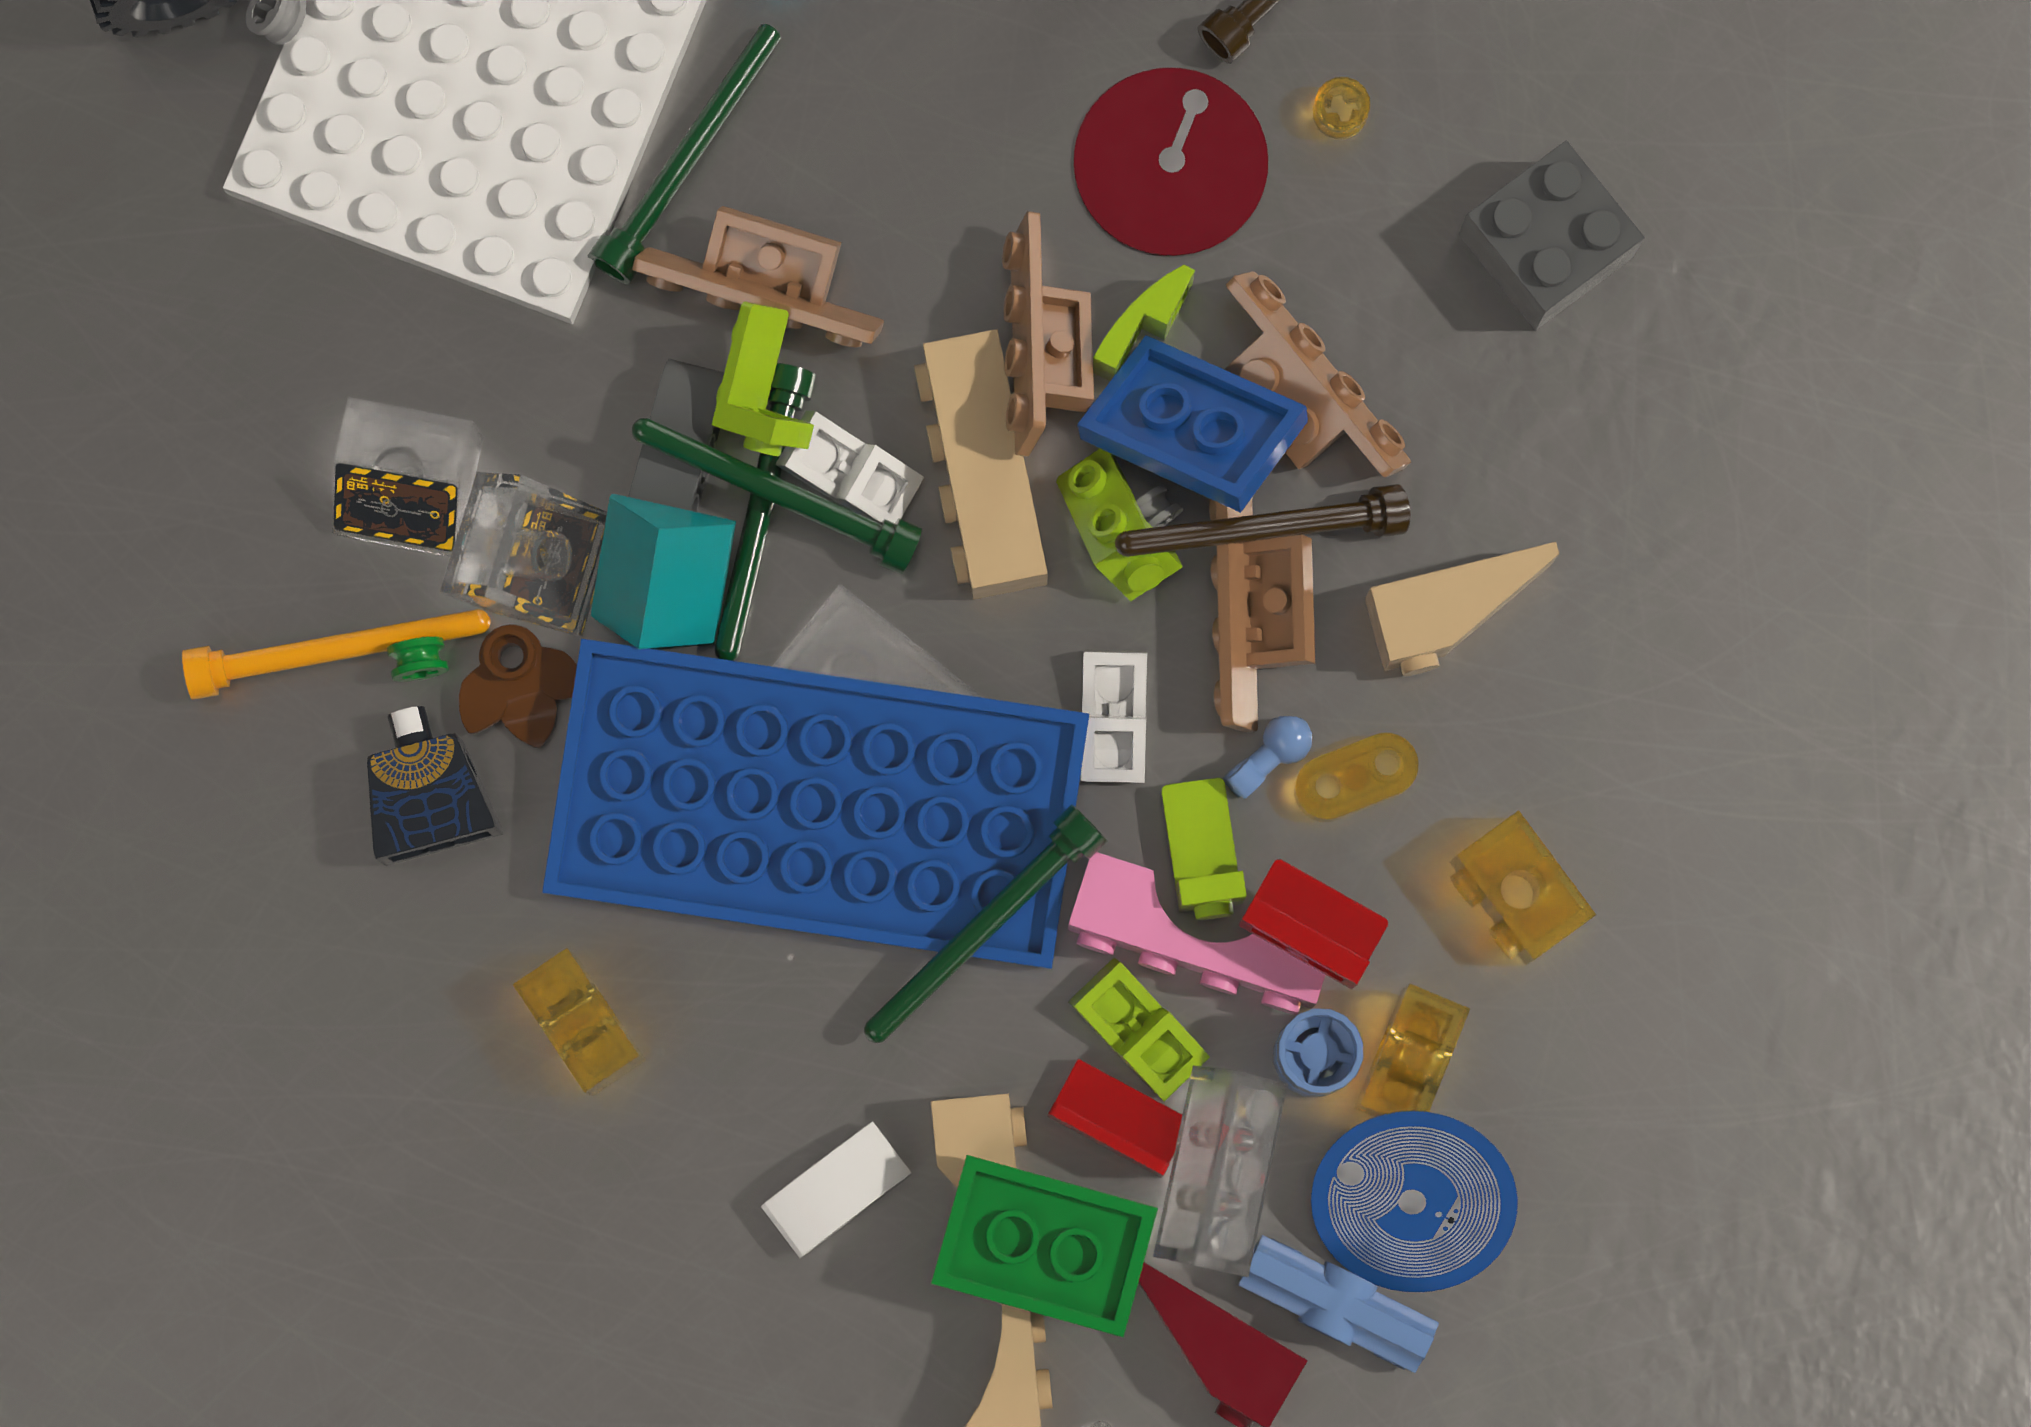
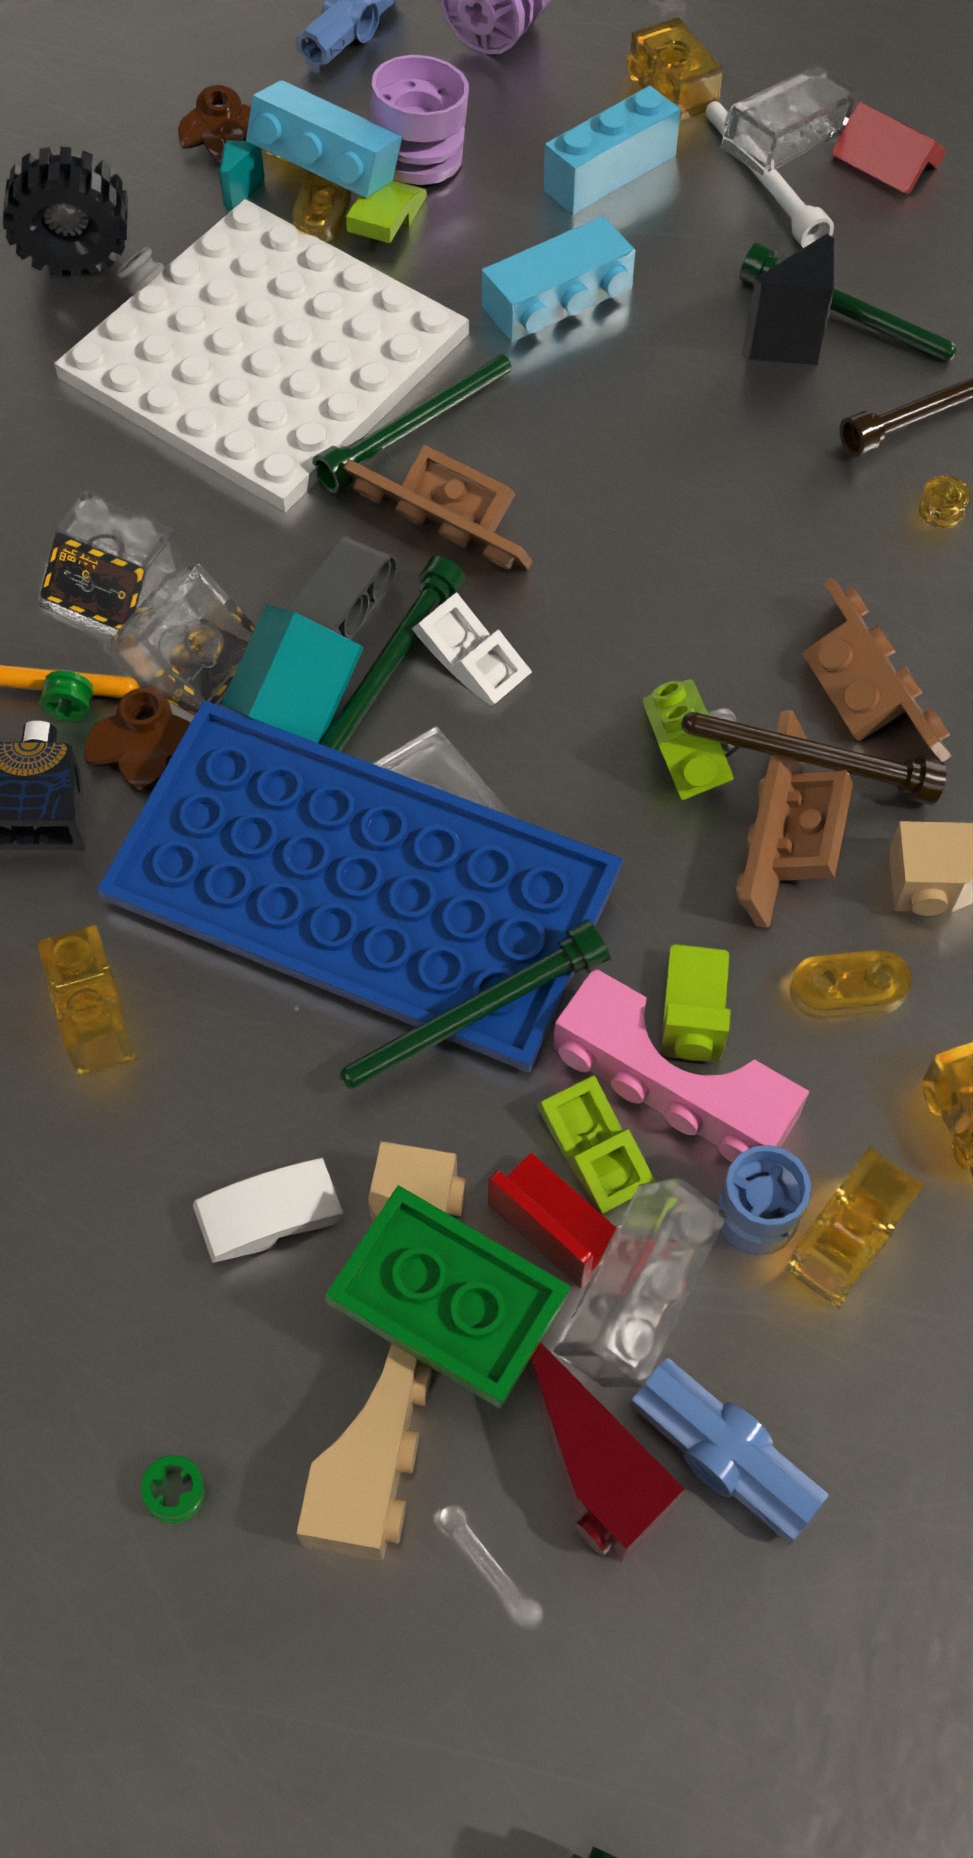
camera: 15 degrees right, 20 degrees down
(748, 383) = (410, 551): lime bracket -> none
(888, 541) = (488, 704): dark green piece -> none
(987, 480) = (585, 670): tan brick -> none
(1049, 340) = (661, 590): medium nougat bracket -> none
(1117, 719) = (645, 881): white slope -> none
(1151, 311) = (752, 595): lime slope -> none
(1171, 161) = (796, 512): dark red piece -> none
(1193, 423) = (772, 668): blue plate -> none
(1285, 741) = (792, 936): medium blue arm -> none
(1314, 923) = (785, 1076): red panel -> none
(1414, 1201) = (831, 1363): blue piece -> none

